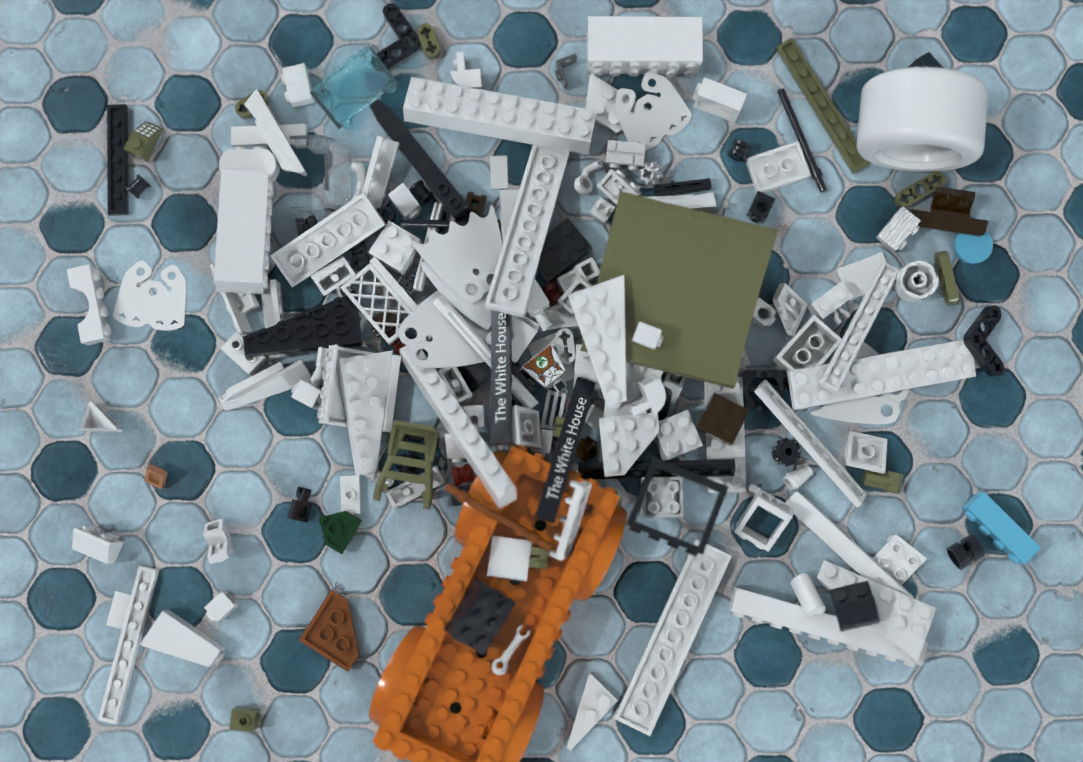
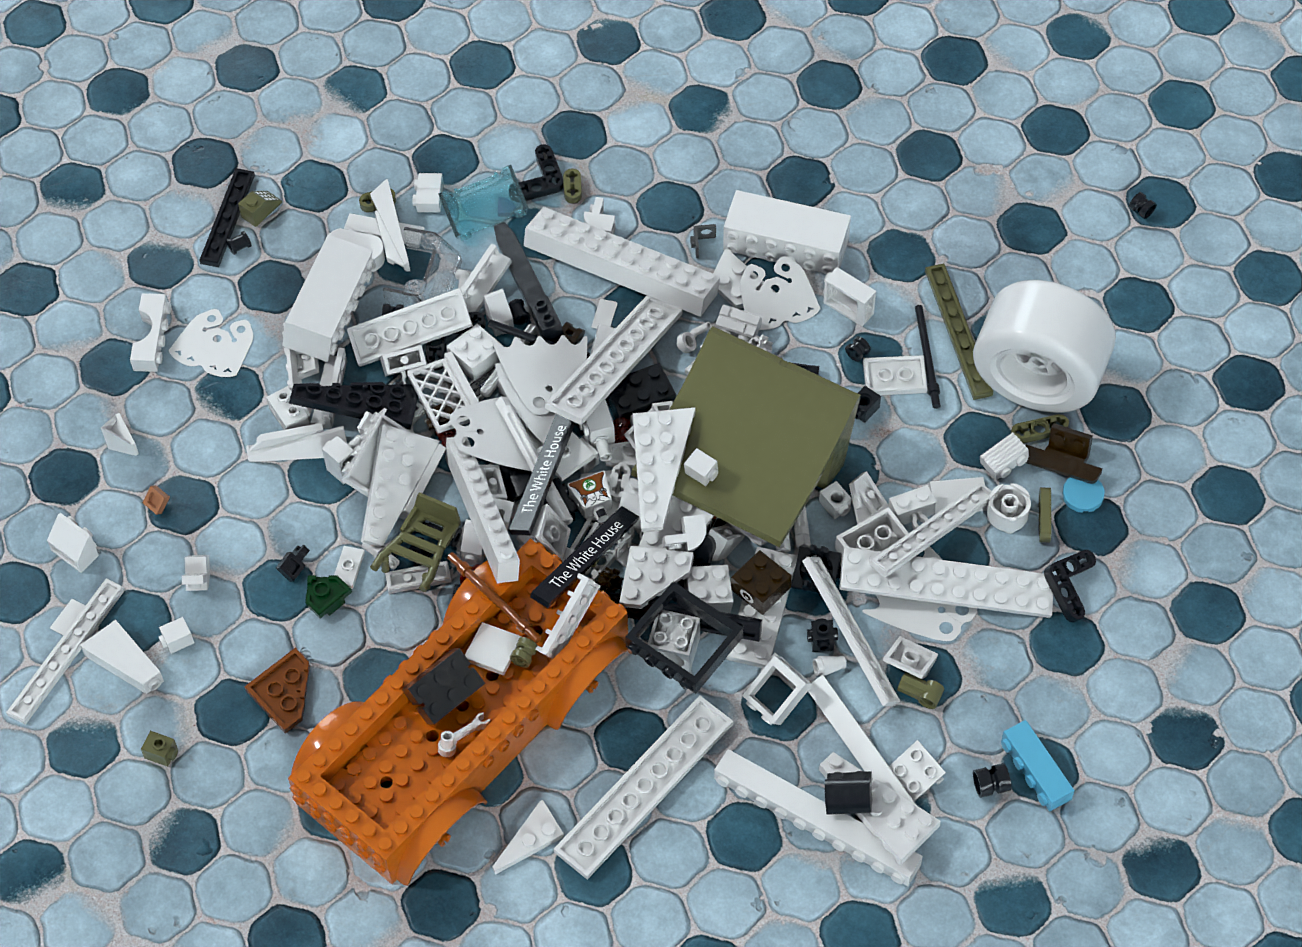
camera: 15 degrees right, 25 degrees down
(807, 595) = (803, 775): white brick -> none

